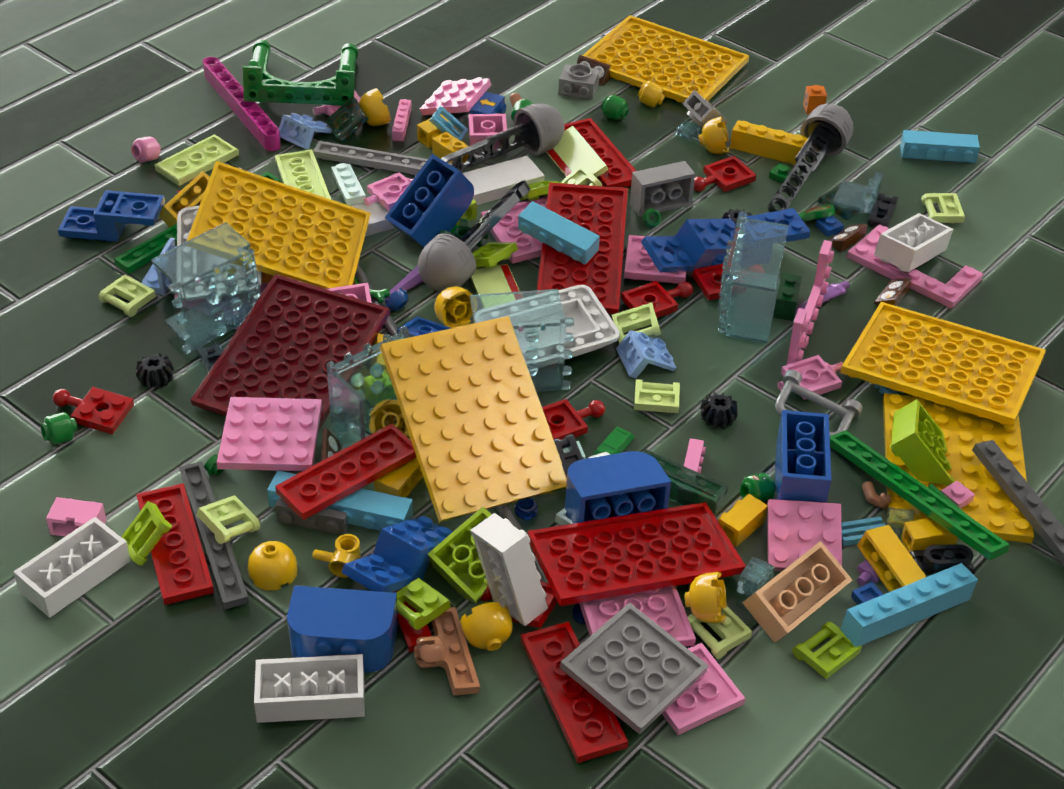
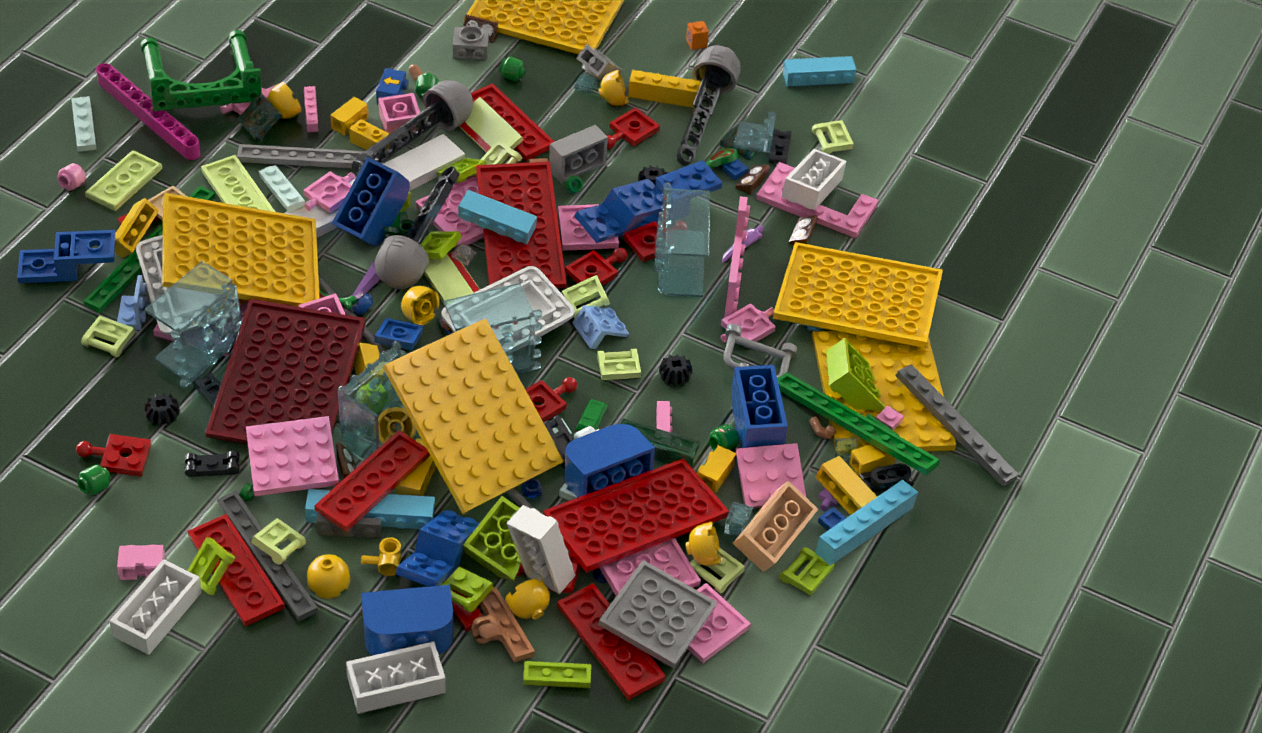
camera: 15 degrees left, 5 degrees up
(176, 107) = (83, 124): none -> light aqua plate
(188, 432) = (211, 464): none -> black plate
(301, 129) = (217, 133): light blue bracket -> none
(445, 126) = (358, 113): medium azure tile -> none
(456, 96) = (357, 77): bright pink plate -> none
(500, 718) = (557, 674): none -> lime plate
(517, 267) = (464, 254): none -> clear plate
(651, 94) = (543, 49): yellow head -> none
(779, 172) = (680, 119): green plate -> none
(787, 297) = (715, 258): dark green brick -> none
(858, 529) = (813, 460): medium azure tile -> none

